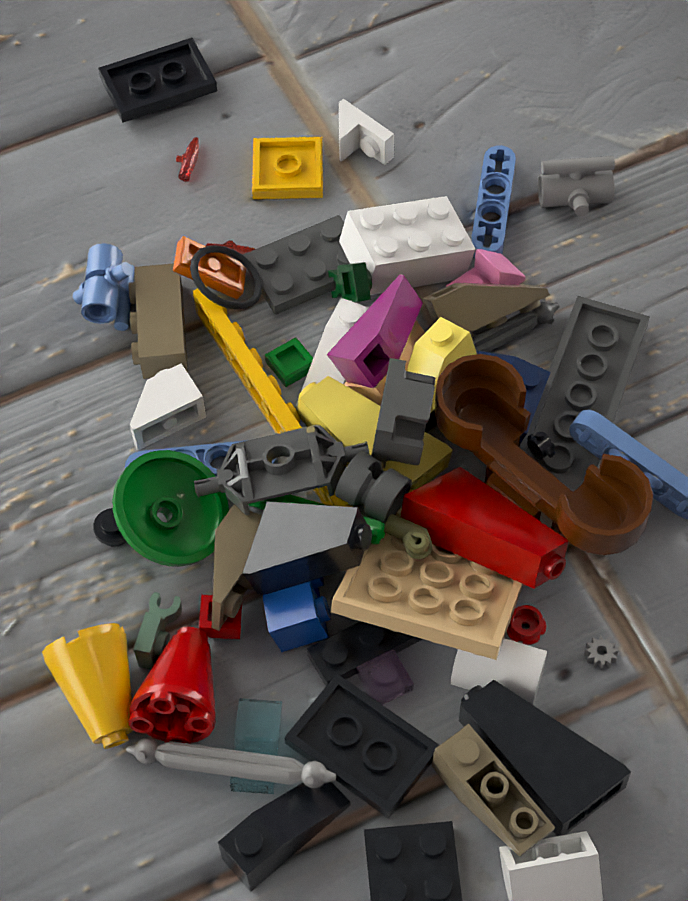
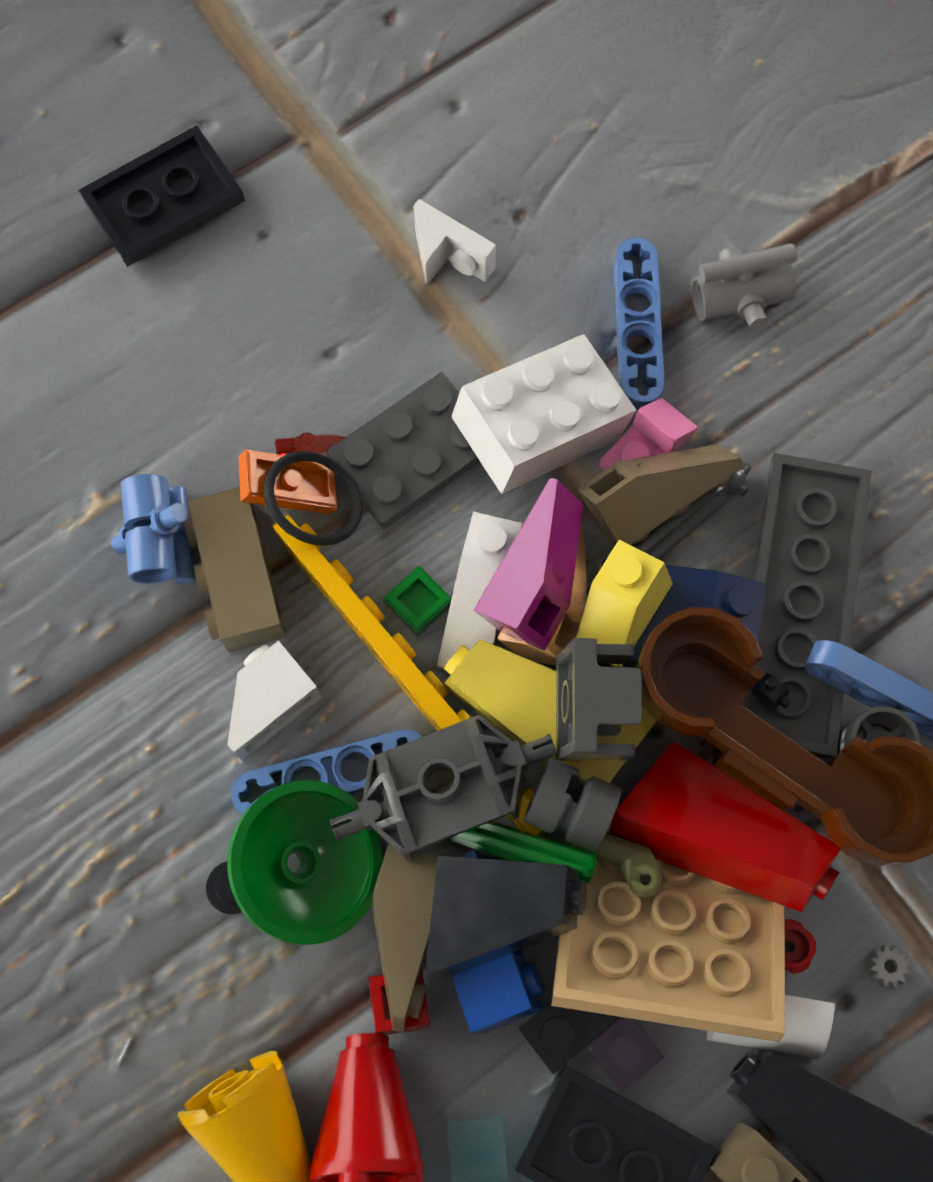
camera: 10 degrees left, 15 degrees up
(152, 634) = (317, 1050): sand green plate -> none
(188, 160) = (226, 312): clear red helmet -> none
(287, 168) = (360, 306): yellow tile -> none
(352, 282) = (483, 482): dark green plate -> none

